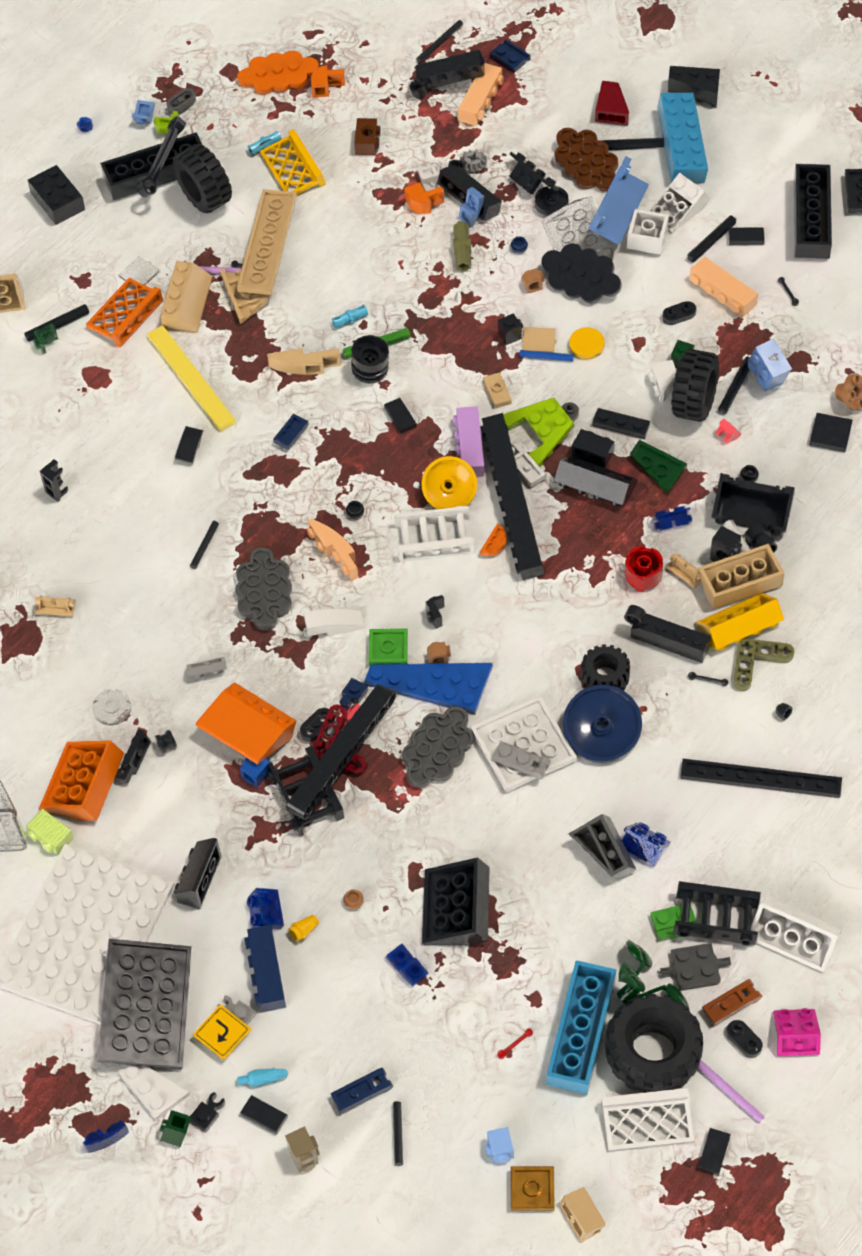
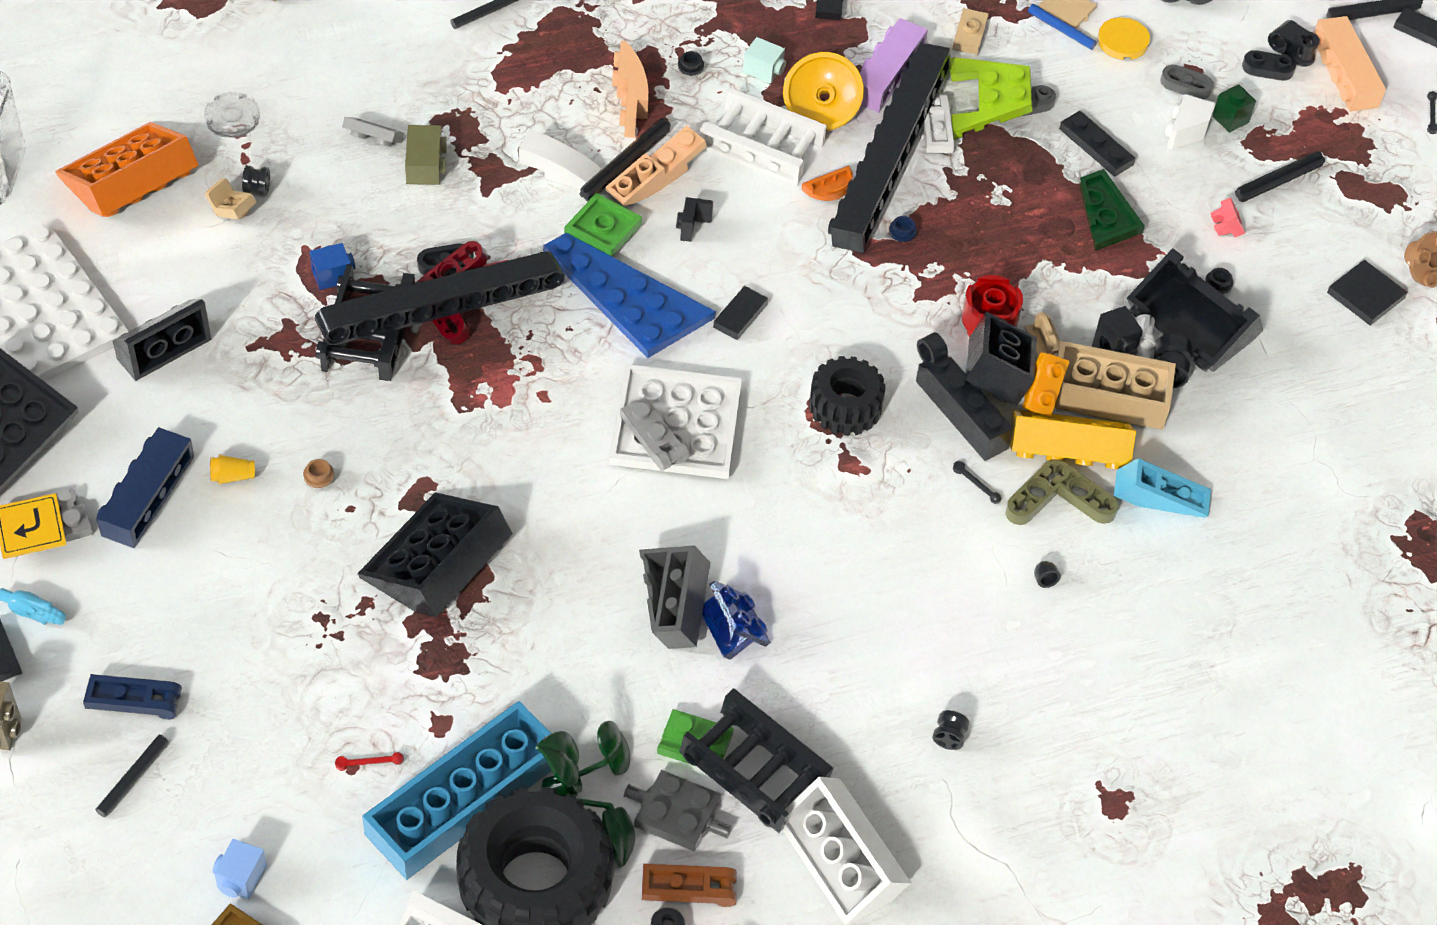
camera: 25 degrees right, 5 degrees down
(49, 832) = (41, 198): yellowish green brick -> none
(133, 757) = (204, 175): black hinge -> none
(162, 765) = (228, 202): none -> tan bracket
(247, 723) = (360, 209): orange slope -> none
(250, 664) = (424, 154): none -> olive brick
(263, 589) = (511, 87): dark grey plate -> none
(265, 908) = (207, 422): clear blue bracket -> none
(353, 692) = (515, 249): dark blue plate -> none
(367, 596) = (625, 159): none -> black axle
(391, 591) = (657, 171): none -> light nougat slope
(397, 482) = (764, 60): none -> light aqua brick
(406, 965) = (316, 585): clear blue slope -> none
(437, 747) = (567, 365): dark grey plate -> none
(438, 653) = (657, 264): medium nougat plate -> none
(506, 654) = (740, 312): none -> black tile
(556, 546) = (903, 229): none -> dark blue plate
(593, 448) = (1037, 148): black brick -> none
(595, 480) = (1010, 184): slope -> none
(602, 723) = (791, 451): dark blue dish -> none
(642, 352) = (1186, 81): none -> dark grey plate
(665, 519) = (1088, 276): clear blue hinge -> none
(675, 598) = (1001, 359): none -> black brick
(683, 289) = (1293, 41): none -> black piece
(695, 385) = (1218, 137): black tyre -> none
(709, 600) = (1045, 388): none -> light orange bracket
(761, 778) = (954, 638): black tile -> none
(769, 365) = (1337, 169): medium blue brick -> none
(800, 832) = (951, 730): none -> black wheel
(808, 624) = (1160, 489): none -> medium azure slope

